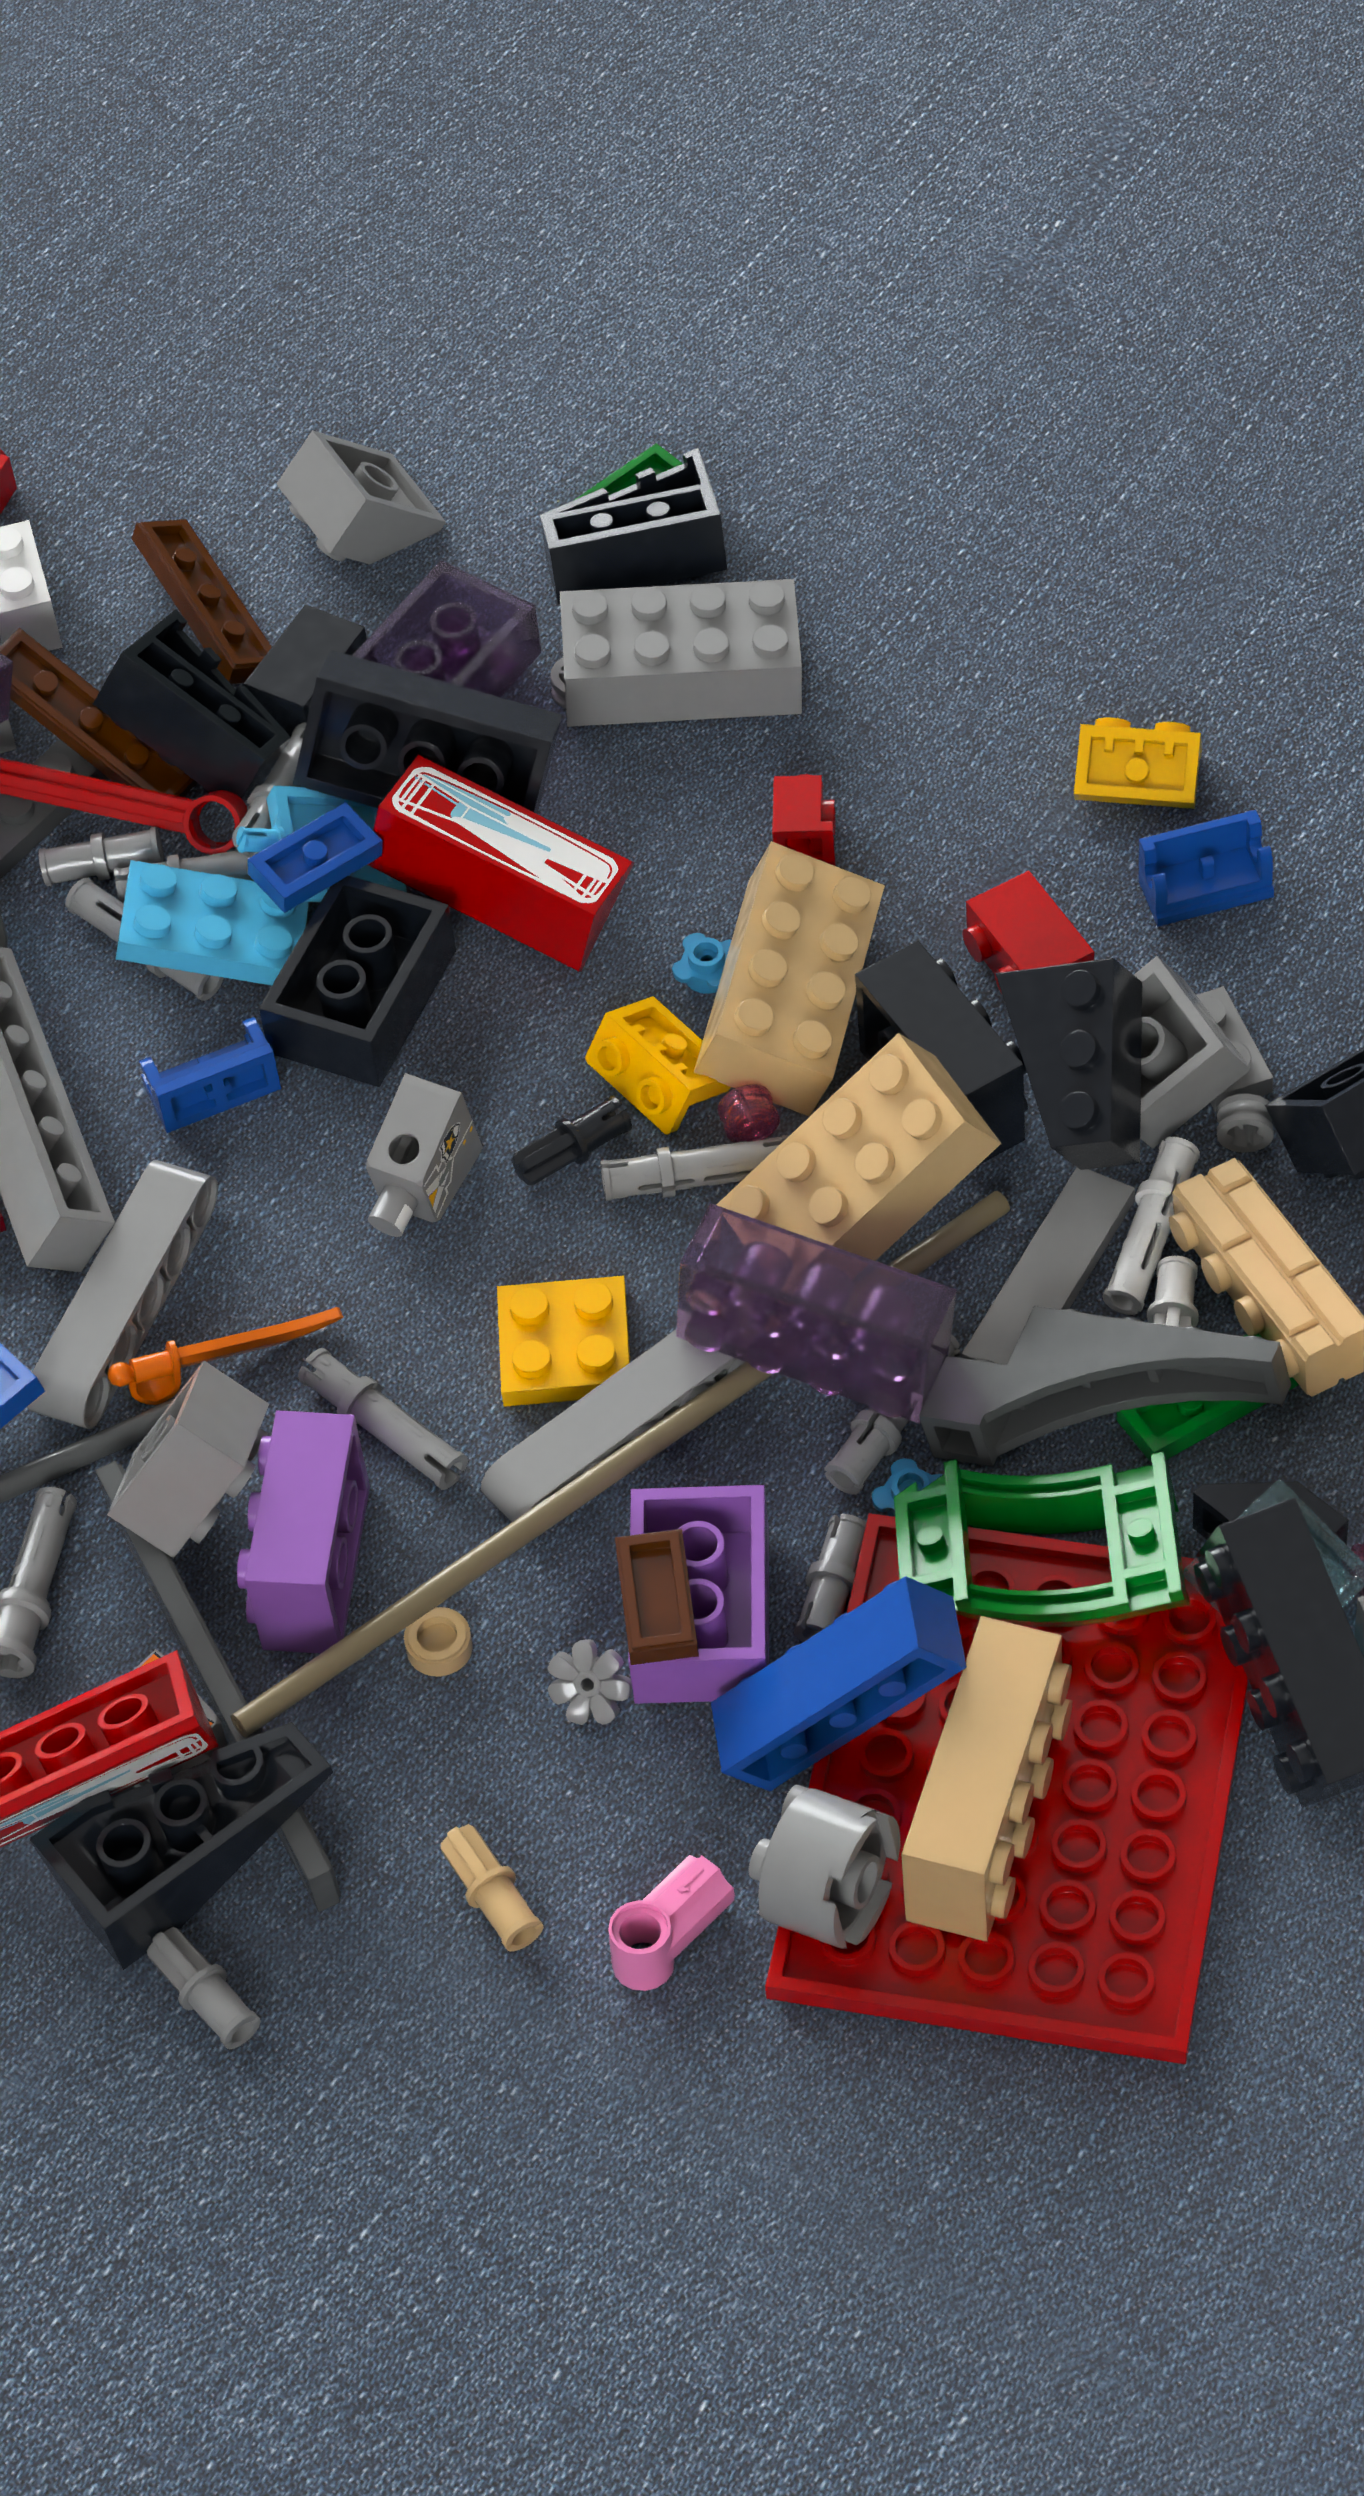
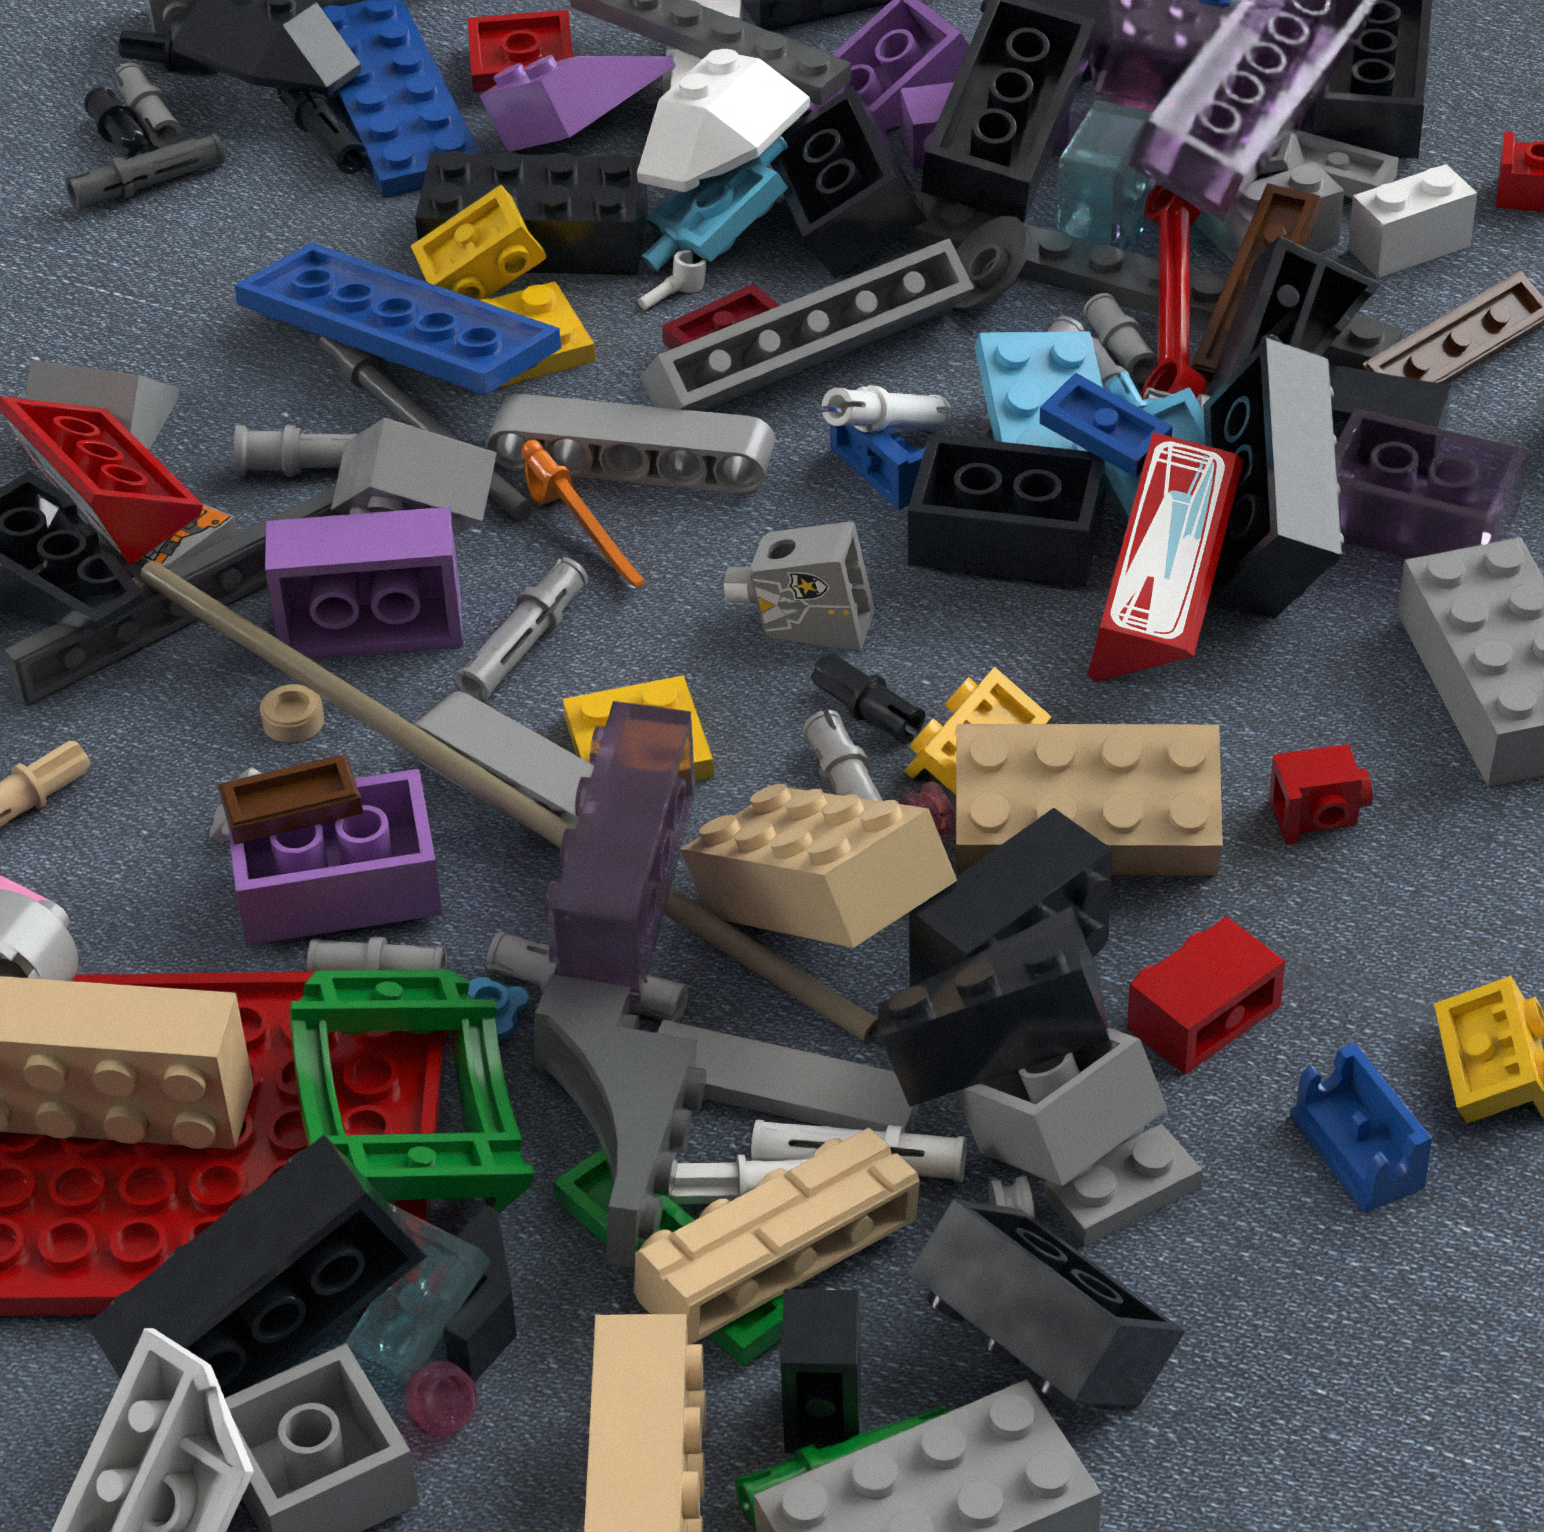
camera: 75 degrees right, 10 degrees down
(197, 1062) = (875, 409): none -> white pin
(838, 1684) = (199, 935): blue brick -> none

